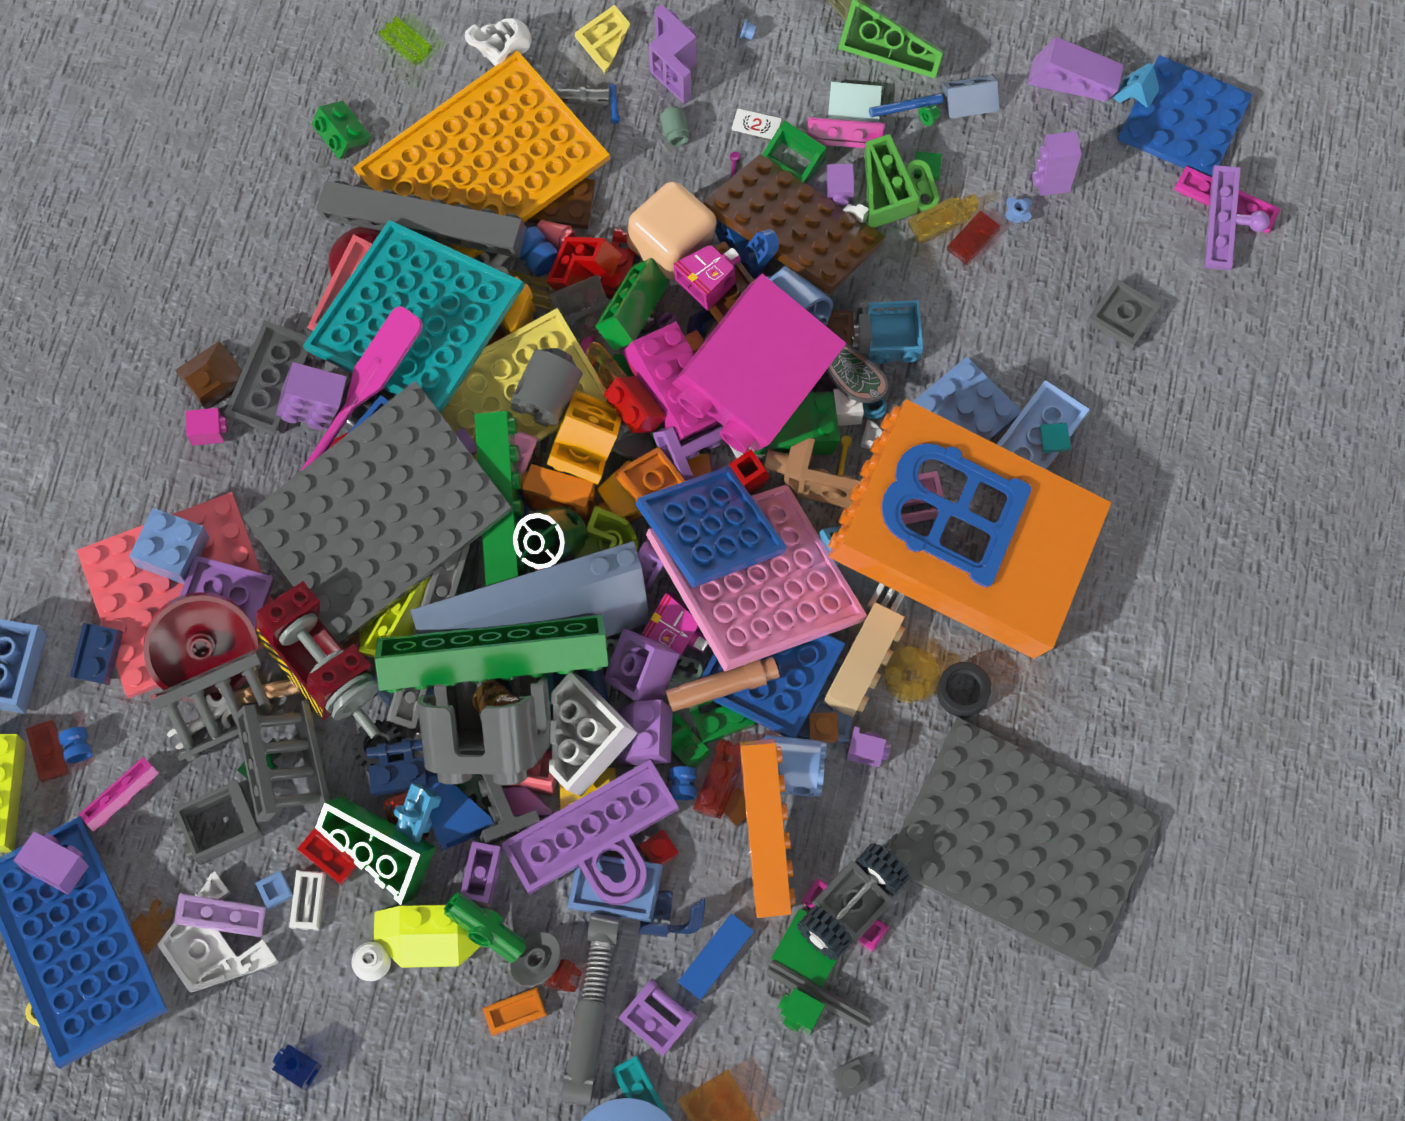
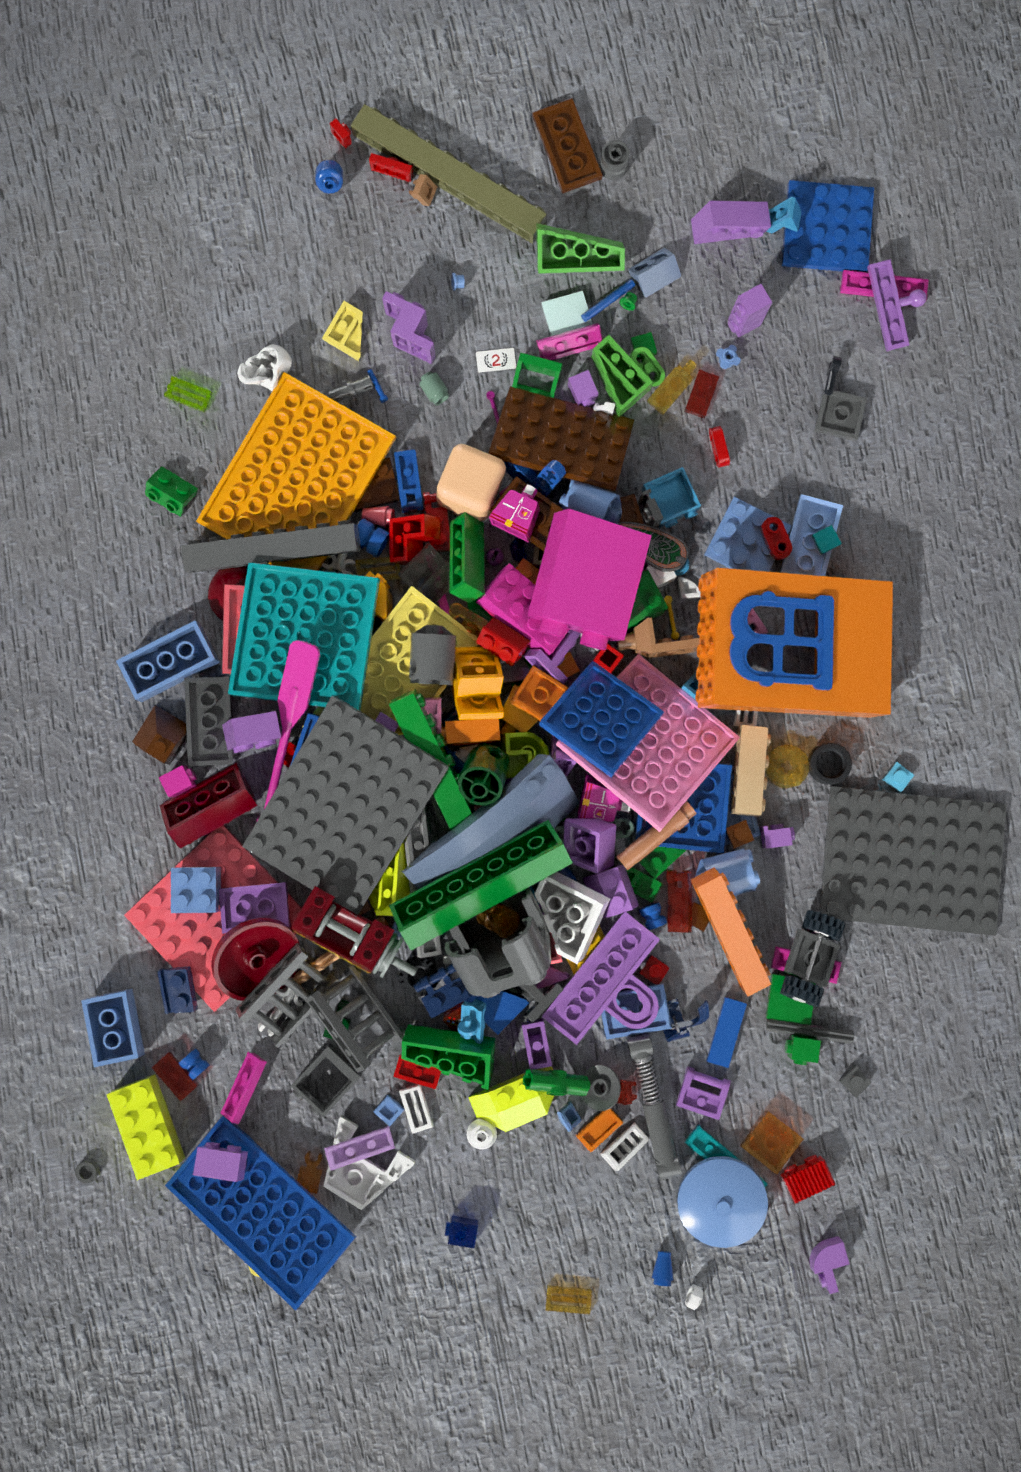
camera: 25 degrees left, 15 degrees up
(225, 468) = (207, 806): none -> dark red slope
(253, 294) = (167, 661): none -> medium blue brick
(483, 980) = (569, 1117): none -> medium blue slope
(520, 1039) = (629, 1152): none -> white slope
(606, 207) = (408, 480): none -> blue plate
(970, 298) = (719, 446): none -> red beam
(997, 413) = (777, 537): none -> red plate
(1041, 737) = (898, 777): none -> medium azure plate
(1131, 267) = (832, 373): none -> black bar

